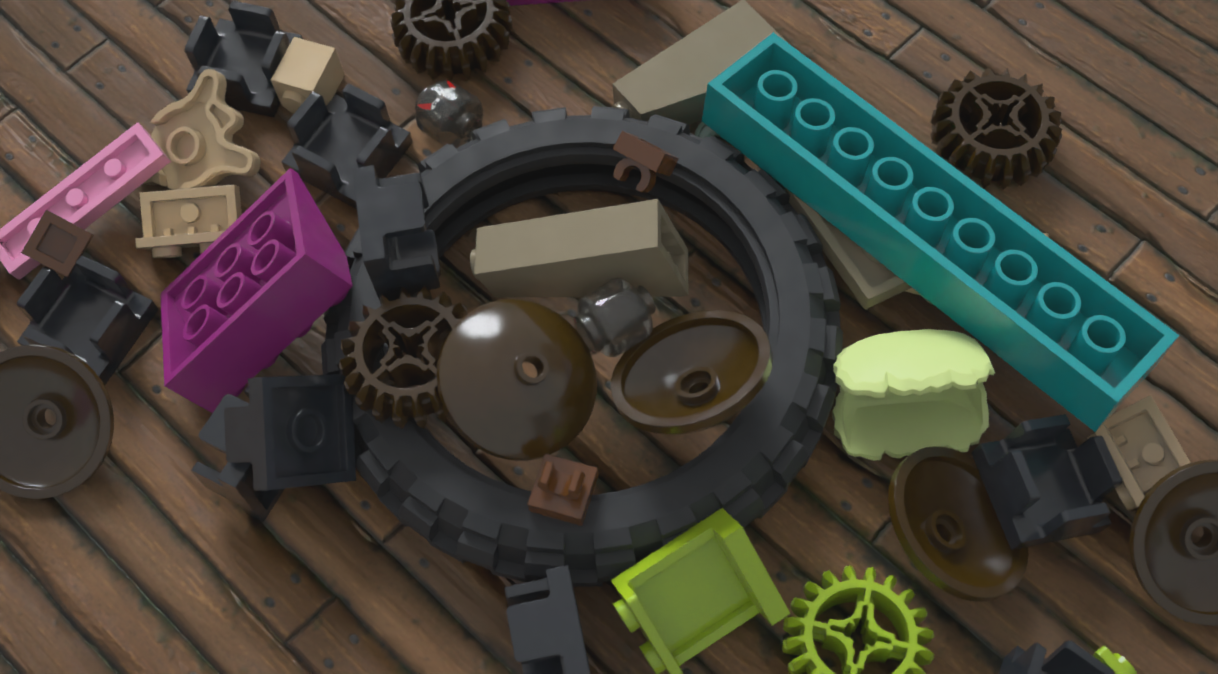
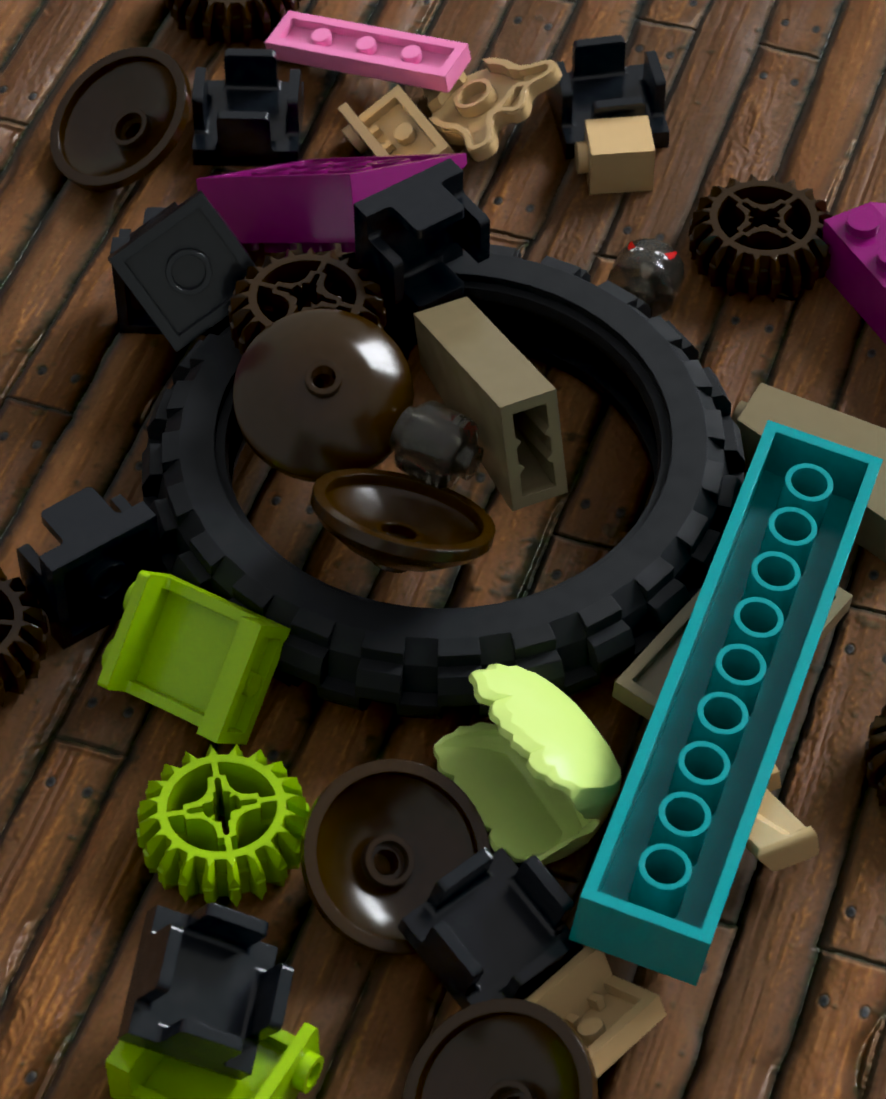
camera: 60 degrees right, 15 degrees down
(57, 243) = (302, 46): reddish brown tile -> none
(343, 137) = (559, 211): black panel -> none
(563, 489) = (234, 482): reddish brown tile -> none
(645, 157) = (644, 407): reddish brown tile -> none

